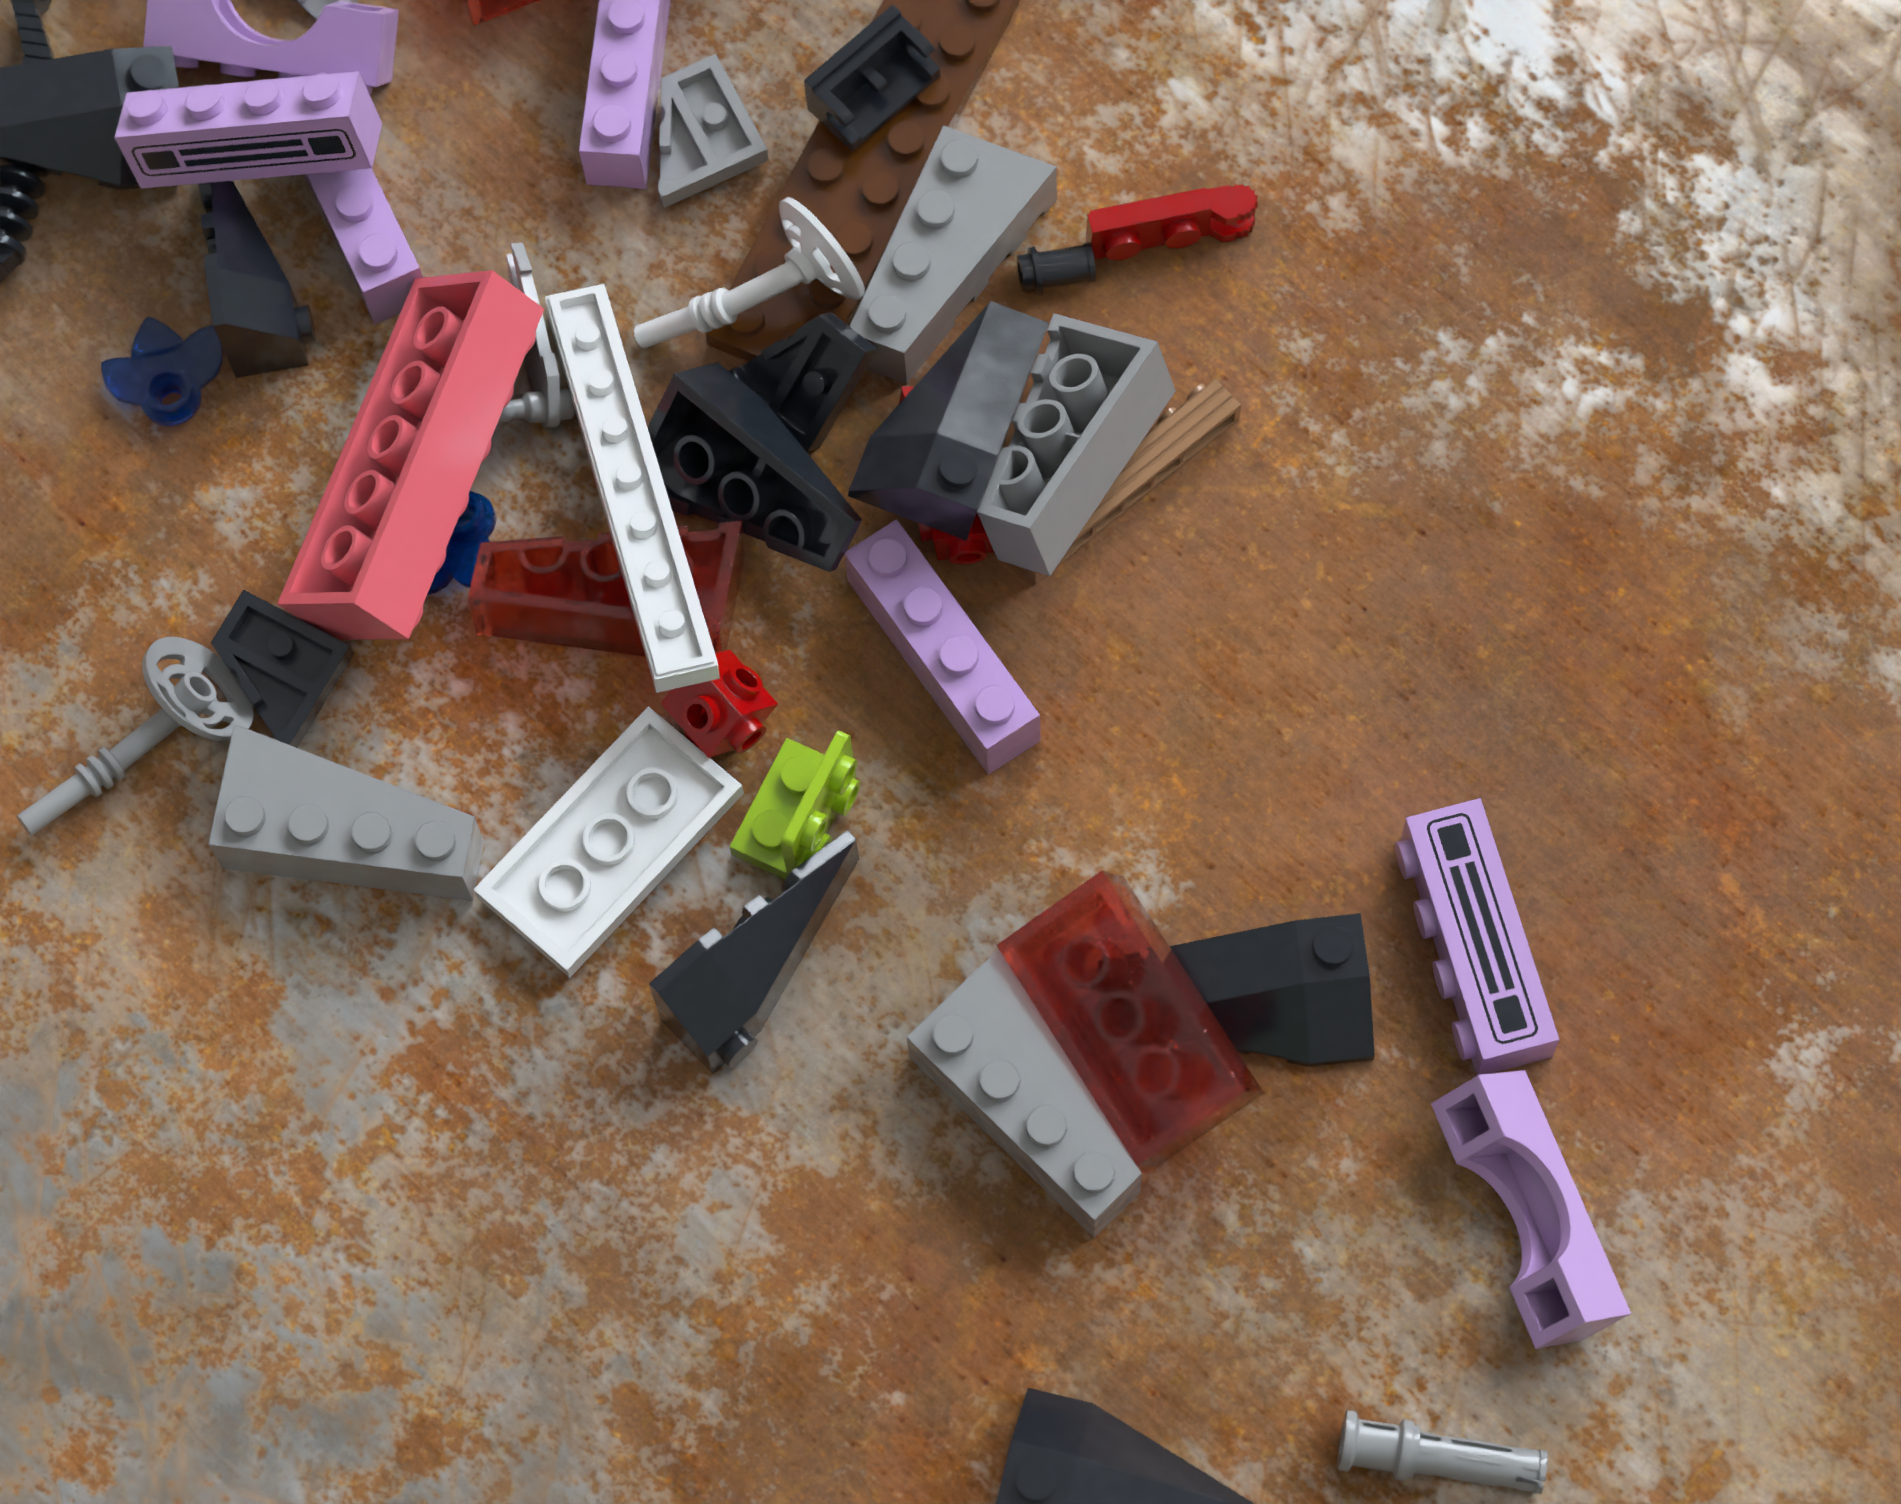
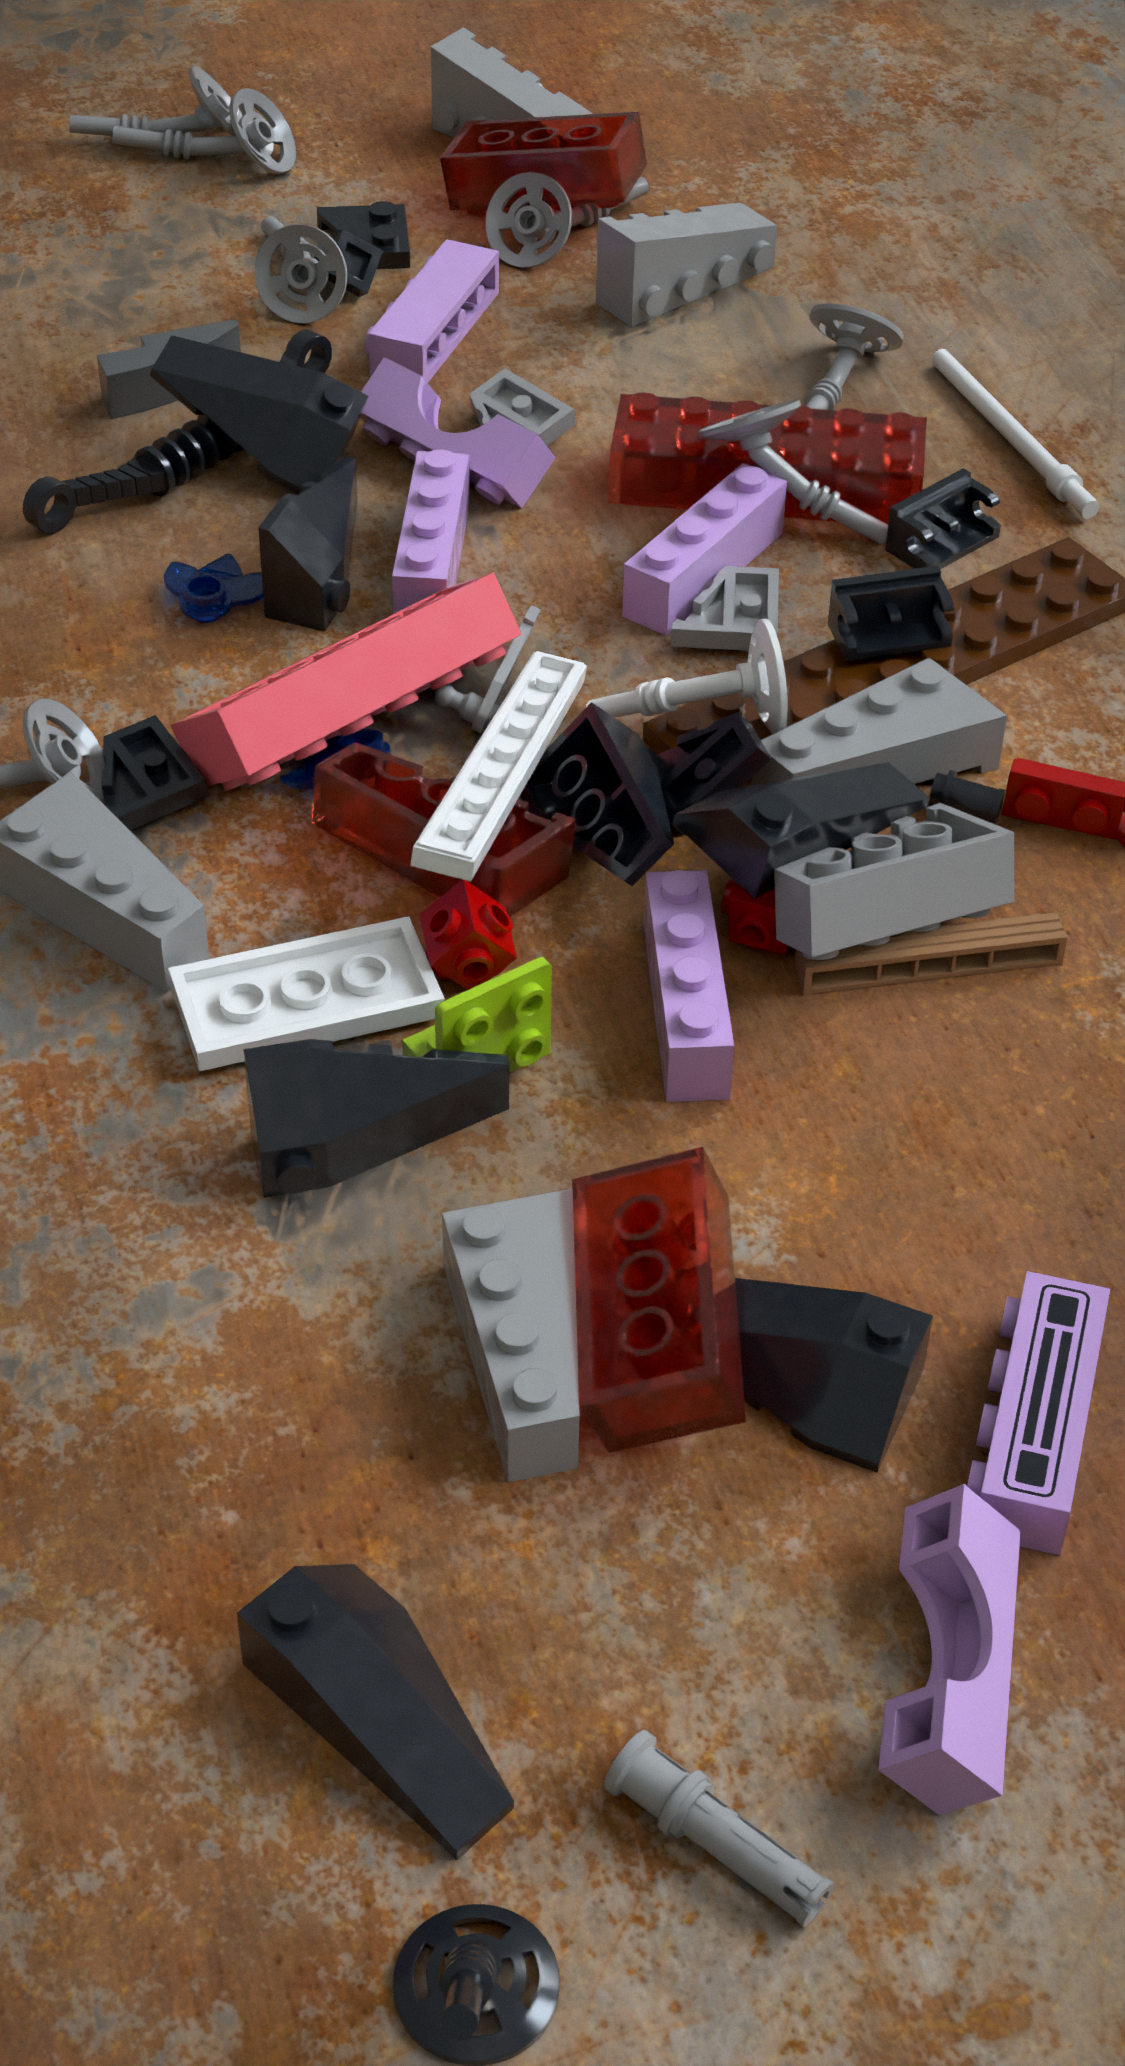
camera: 25 degrees right, 25 degrees down
(249, 130) = (382, 439): lavender brick -> none

